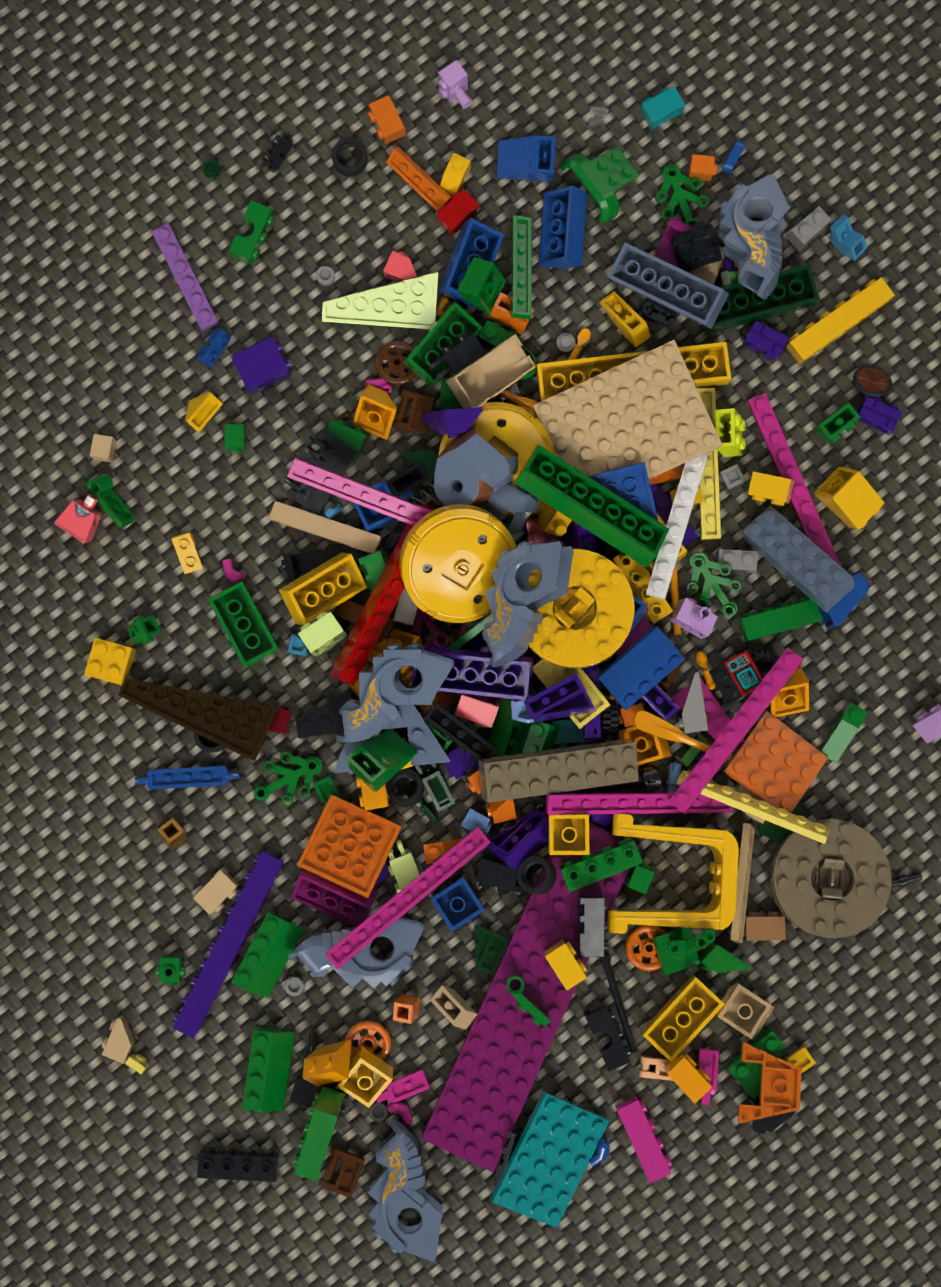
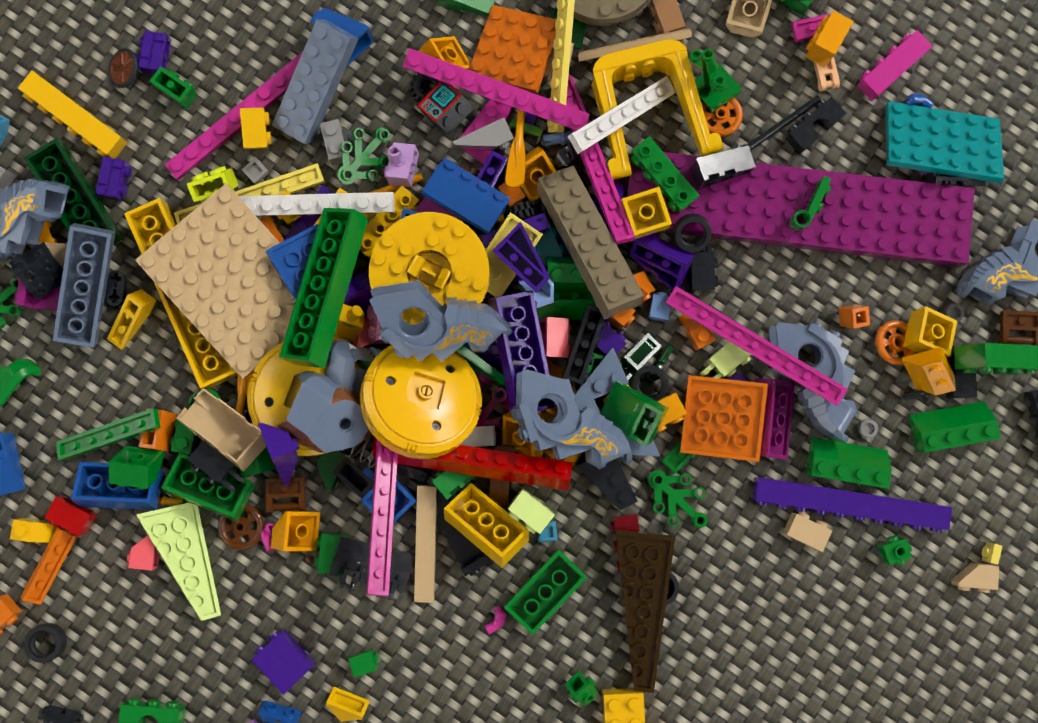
camera: 110 degrees left, 0 degrees up
(172, 834) = (768, 593): pearl gold brick -> none
(187, 552) = (492, 671): yellow plate -> none
(187, 777) = (709, 597): blue plate -> none
(325, 275) = (174, 627): light grey tile -> none
(331, 513) = (408, 541): dark azure tile -> none
(401, 1109) = (944, 292): dark pink arm -> none
(404, 1087) = (923, 293): dark pink hinge -> none
(453, 1007) = (838, 272): tan brick -> none
(457, 903) = (741, 299): blue brick -> none
(489, 949) = (772, 258): dark green wing -> none
(563, 228) = (57, 407): blue slope -> none
(565, 342) = (171, 369): light grey plate -> none
(565, 965) = (767, 178): yellow brick -> none
(583, 338) = (163, 353): light orange piece -> none
(639, 878) = (663, 136): green brick -> none
(672, 843) = (621, 115): none -> white plate
(682, 1018) = (775, 63): yellow brick -> none
(702, 661) = (440, 145): light orange piece -> none
(721, 960) = (712, 38): green slope -> none
(729, 274) = (57, 231): piece -> none
(780, 619) = (378, 84): green brick -> none
(849, 497) = (241, 56): yellow slope -> none

